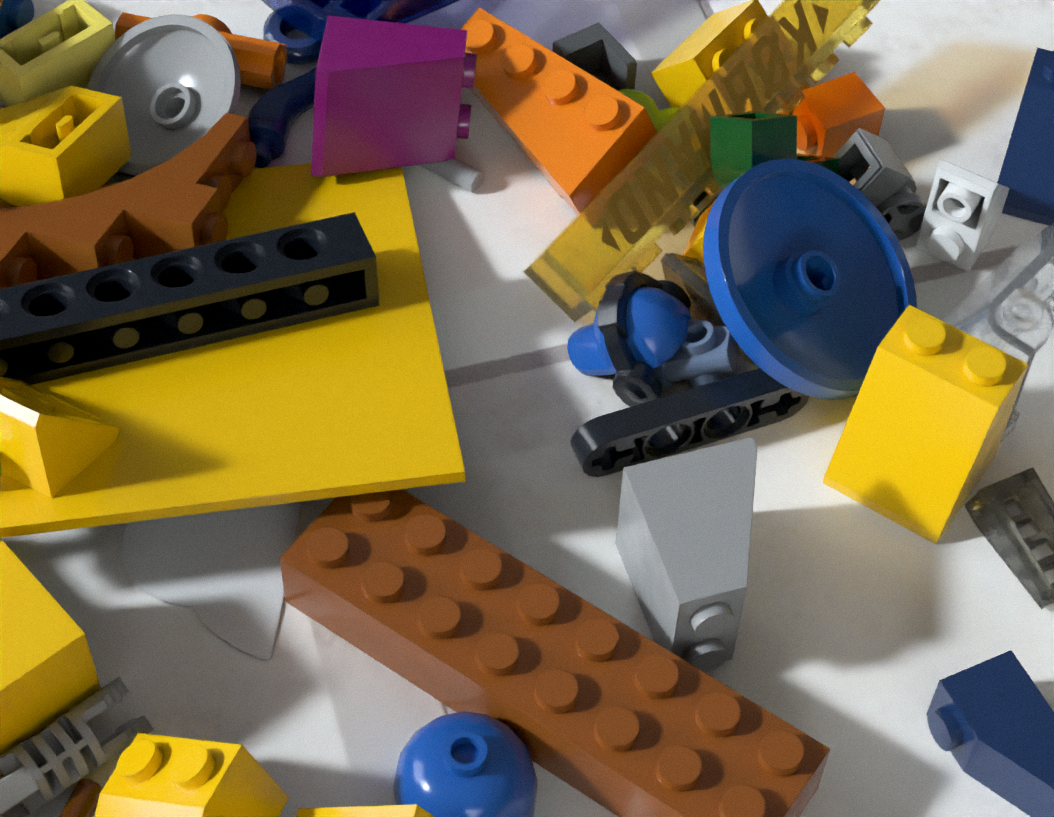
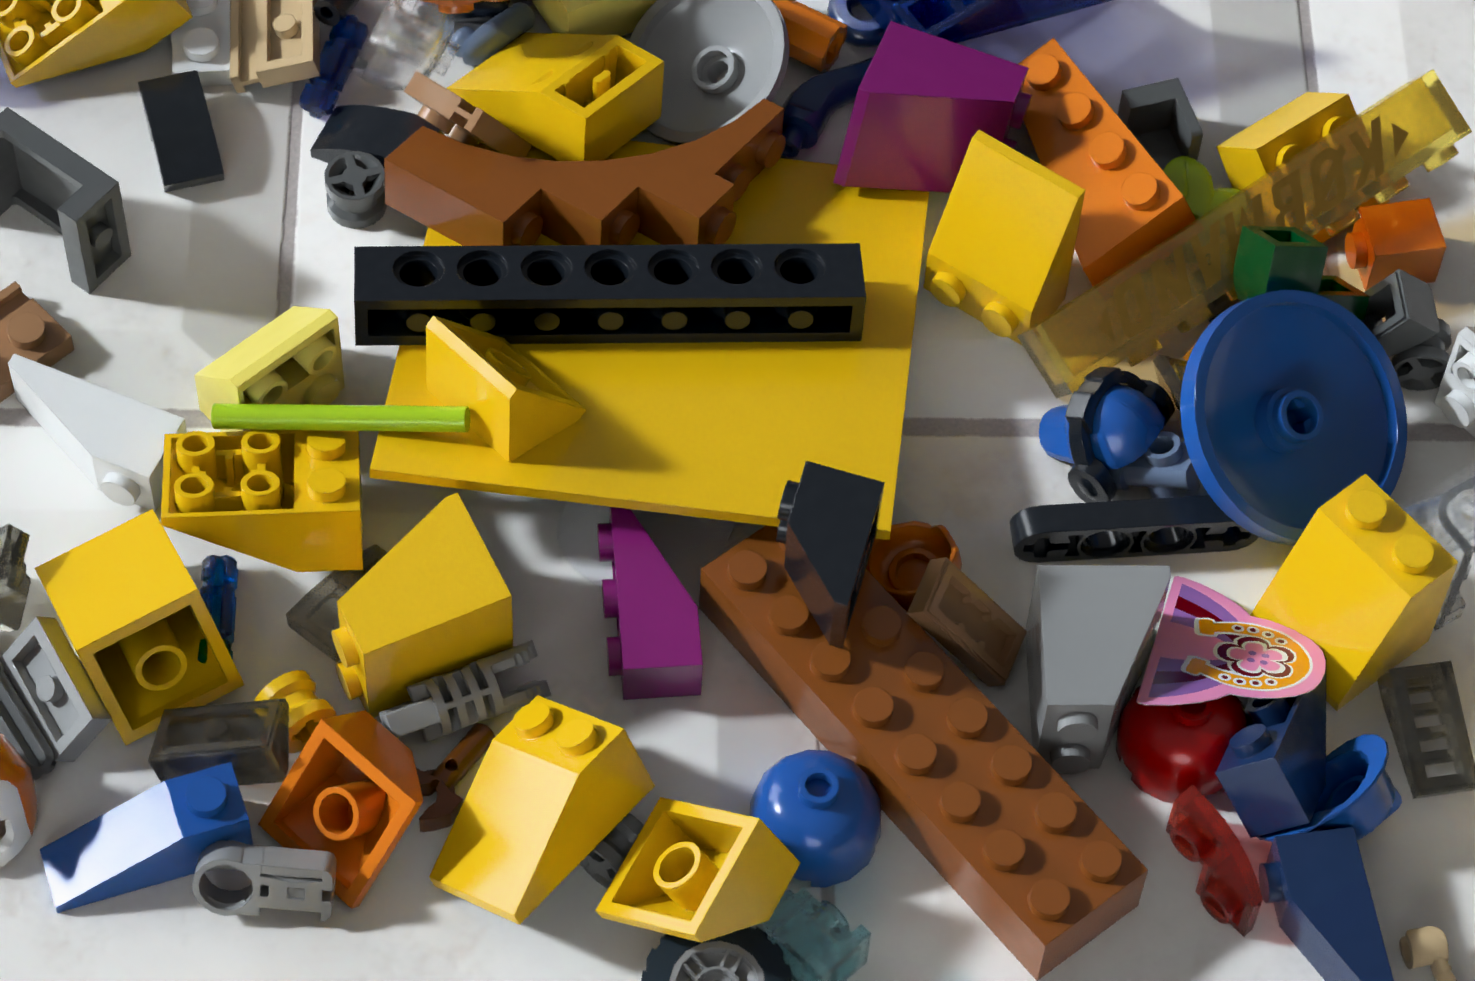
camera: 15 degrees right, 5 degrees up
(244, 620) = (655, 616): none -> magenta slope
(407, 490) = (828, 538): none -> black slope
(489, 180) = (1004, 239): none -> yellow slope
(495, 502) = (904, 558): none -> orange hair
(562, 545) = (967, 622): none -> medium nougat plate
(807, 605) = (1177, 744): none -> red cylinder
(817, 516) = (1218, 649): none -> sticker
(905, 739) = (1227, 877): none -> clear red slope
(907, 591) = (1277, 762): none -> dark blue slope
(971, 623) = (1355, 791): none -> blue piece

